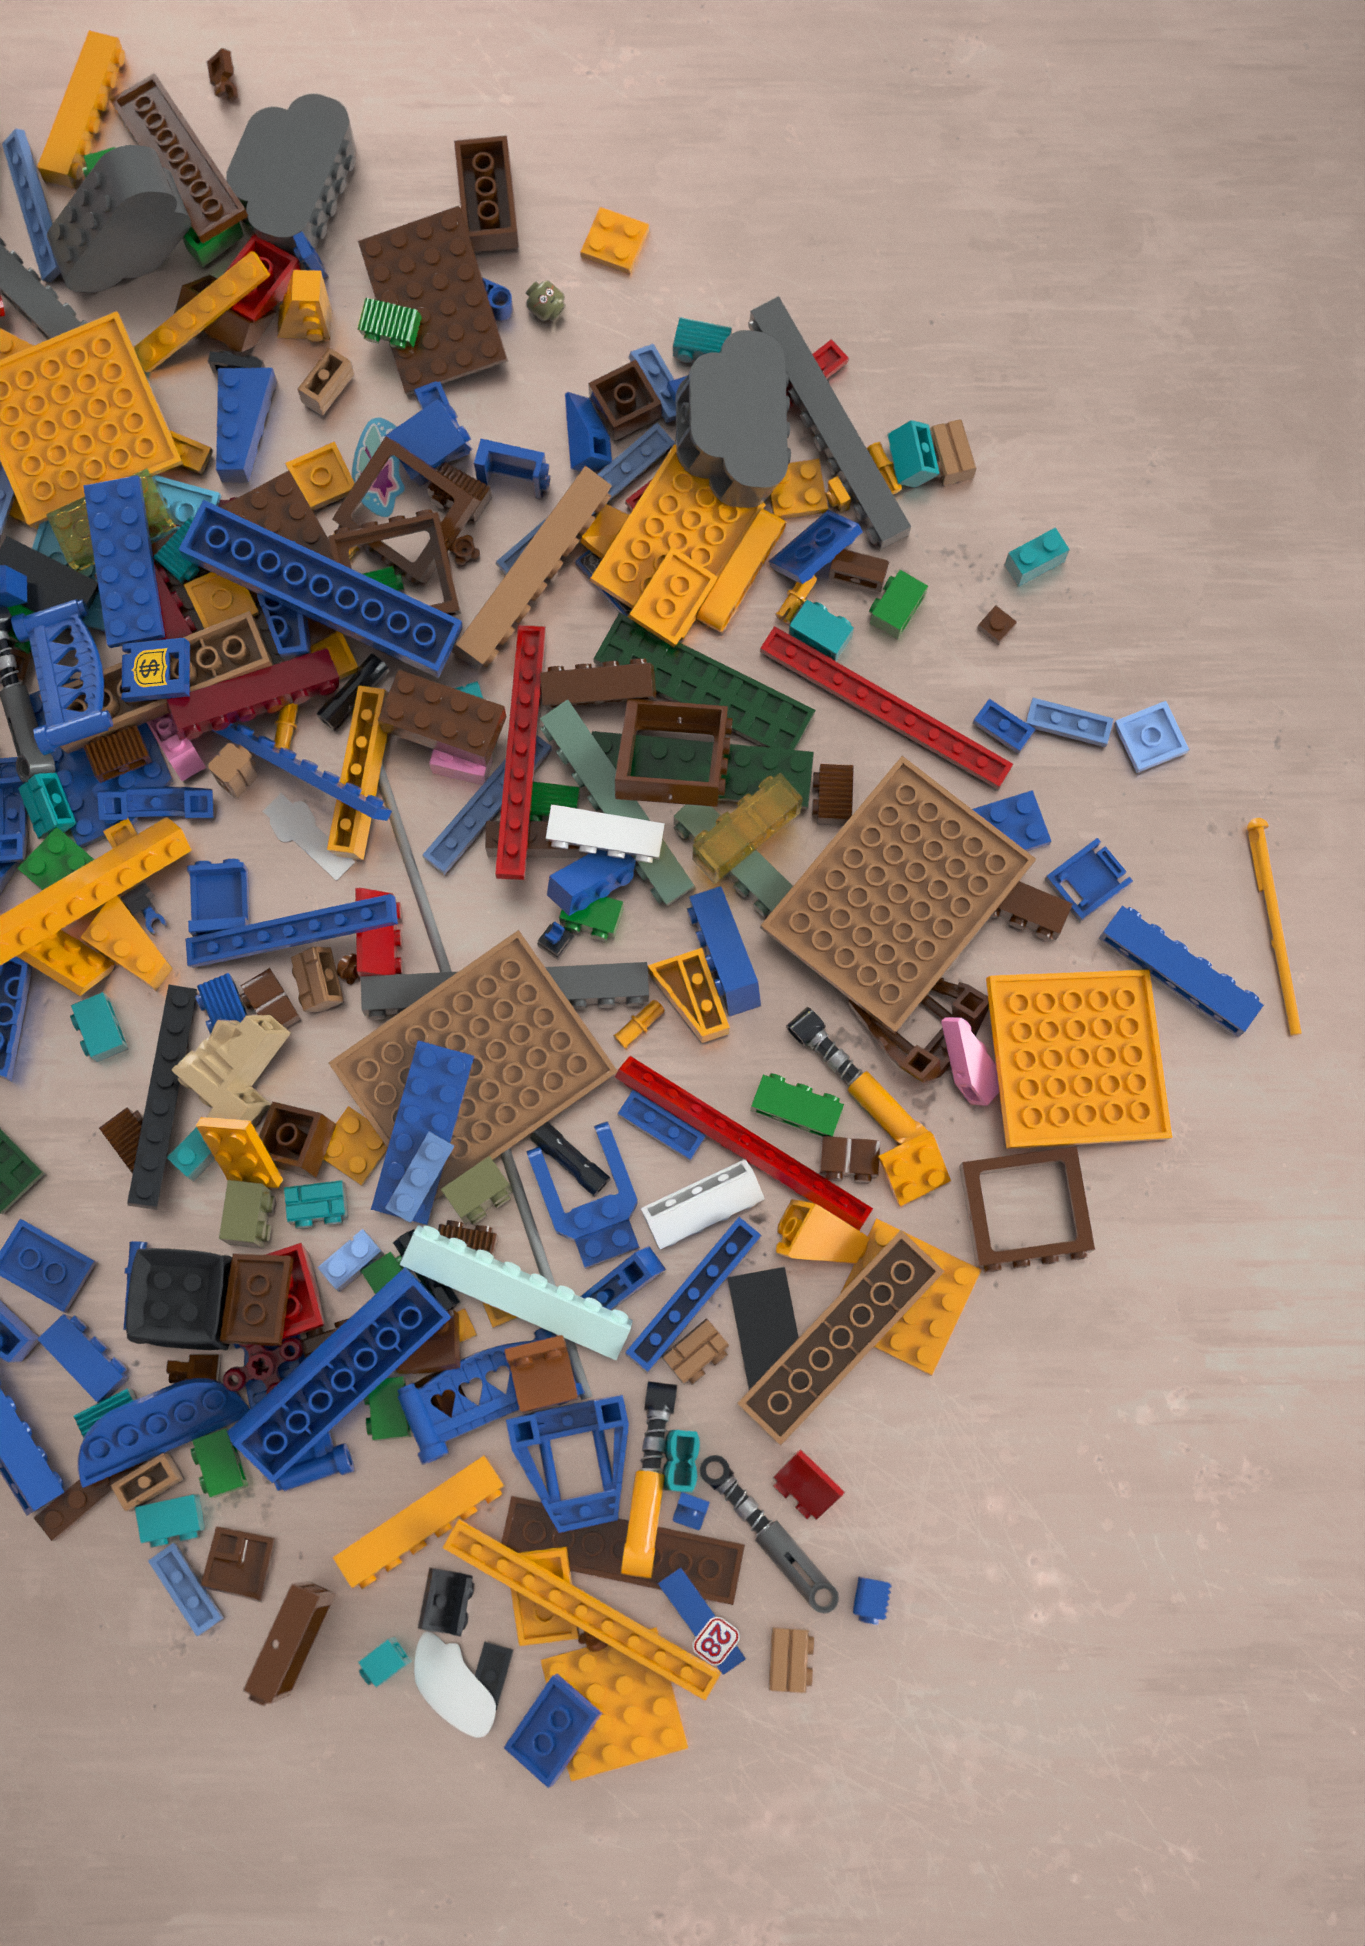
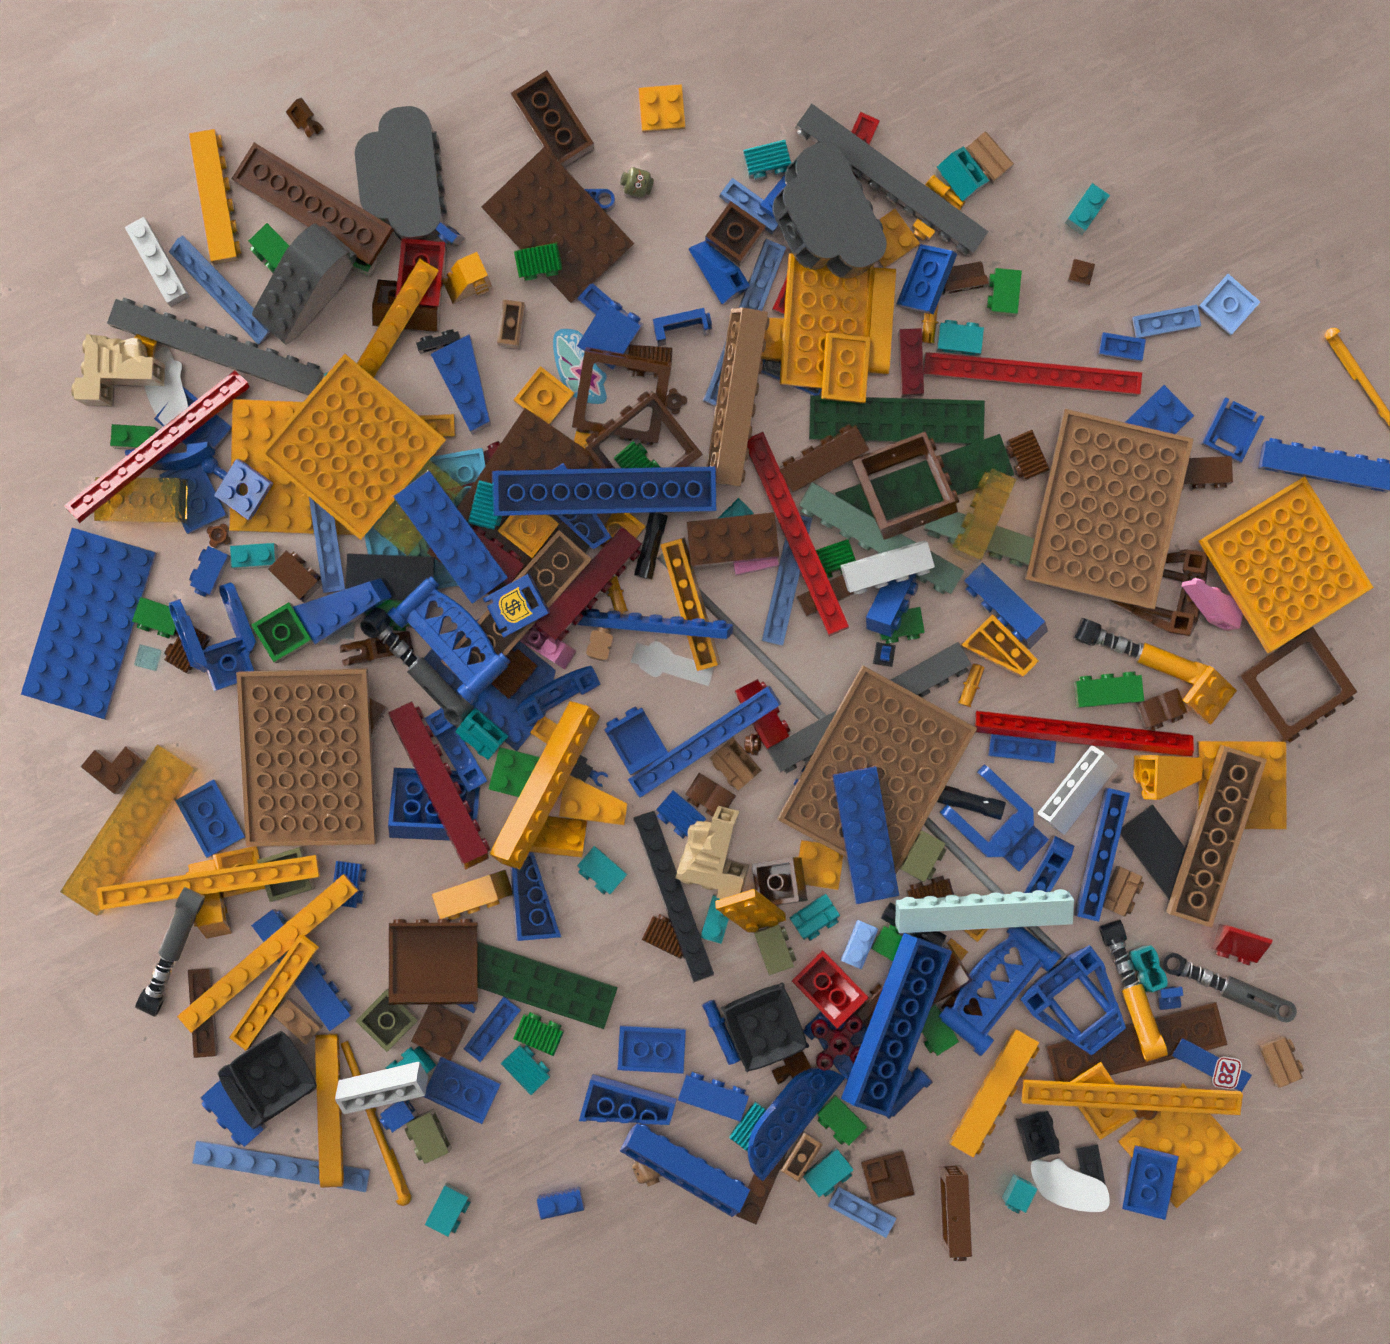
camera: 25 degrees left, 10 degrees up
(256, 1299) = (816, 1003): reddish brown plate -> none
(419, 1177) = (881, 867): medium blue plate -> none
(542, 1373) = (1030, 958): dark orange bracket -> none
(752, 629) = (911, 362): none -> dark red brick
(871, 1600) = (1317, 997): blue brick -> none

